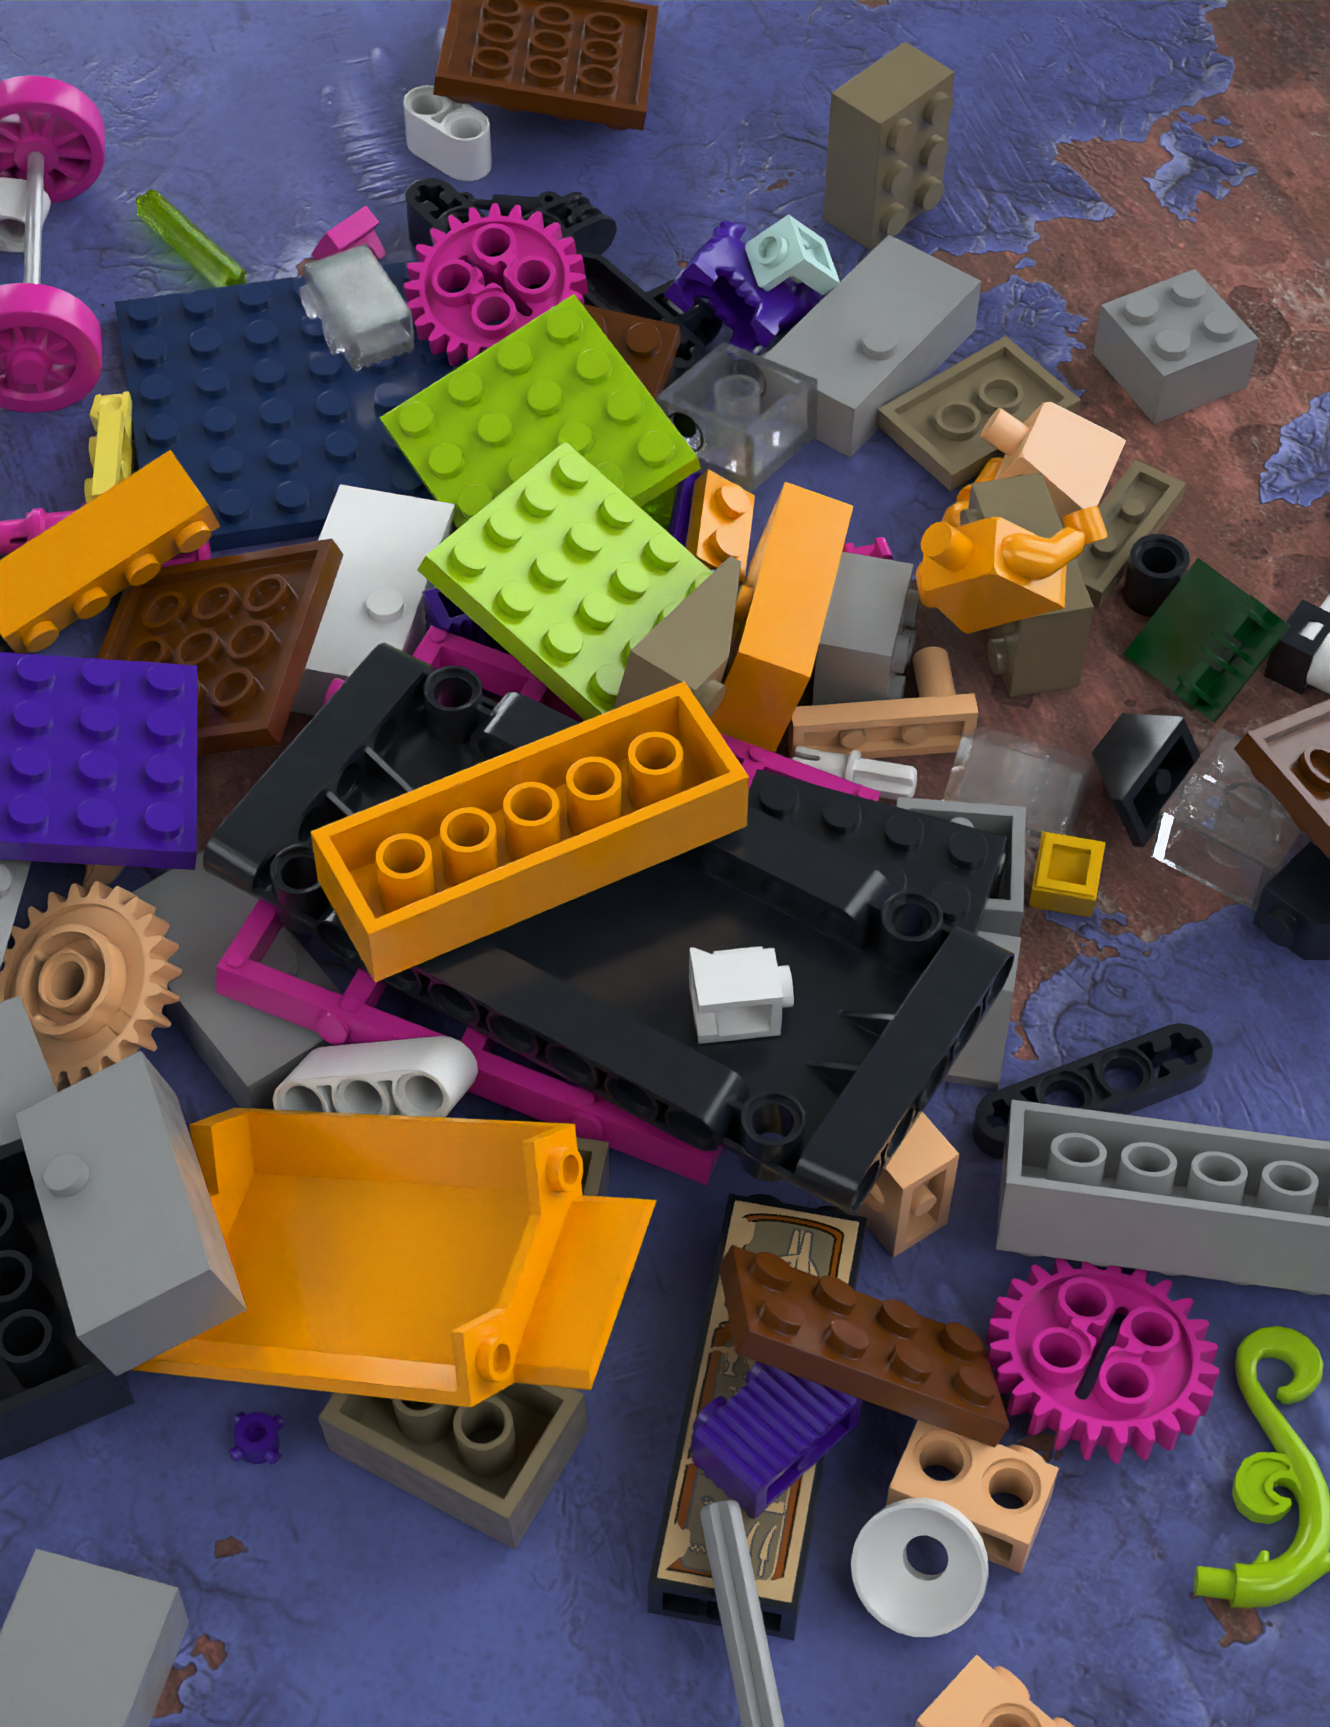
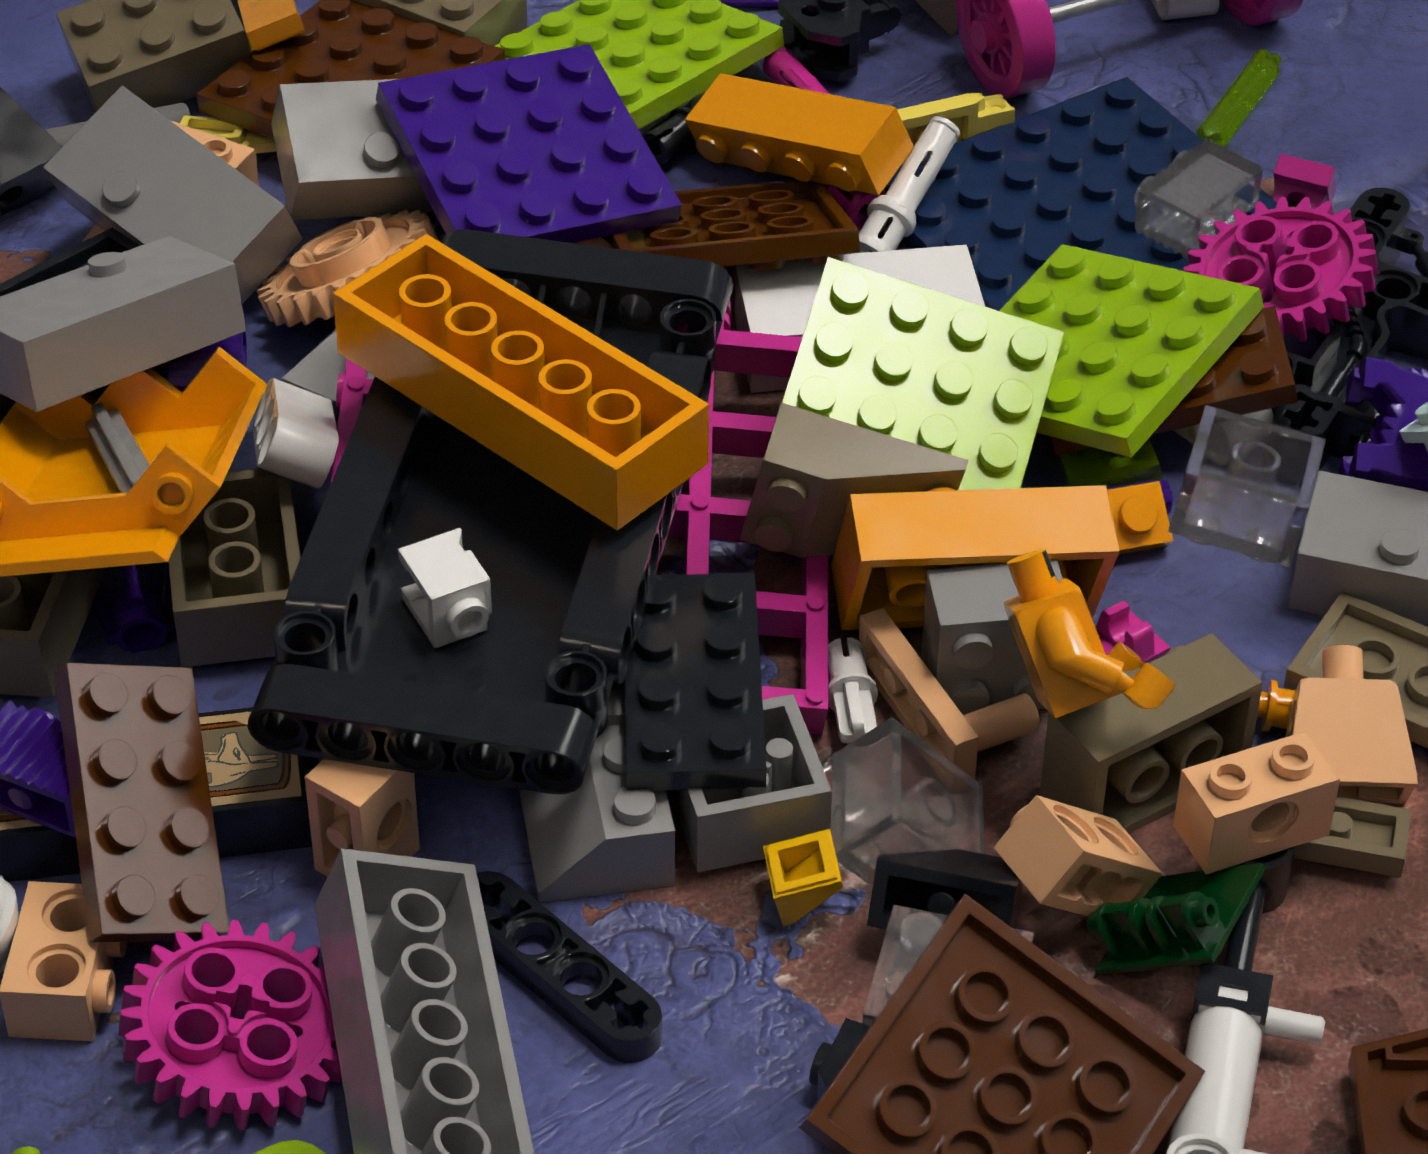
camera: 70 degrees right, 10 degrees down
(239, 528) = (895, 211): none -> white pin
(372, 1240) = (117, 447): none -> light grey axle
(1141, 675) = (1075, 857): none -> light nougat brick
(1151, 533) = (1255, 802): none -> light nougat brick

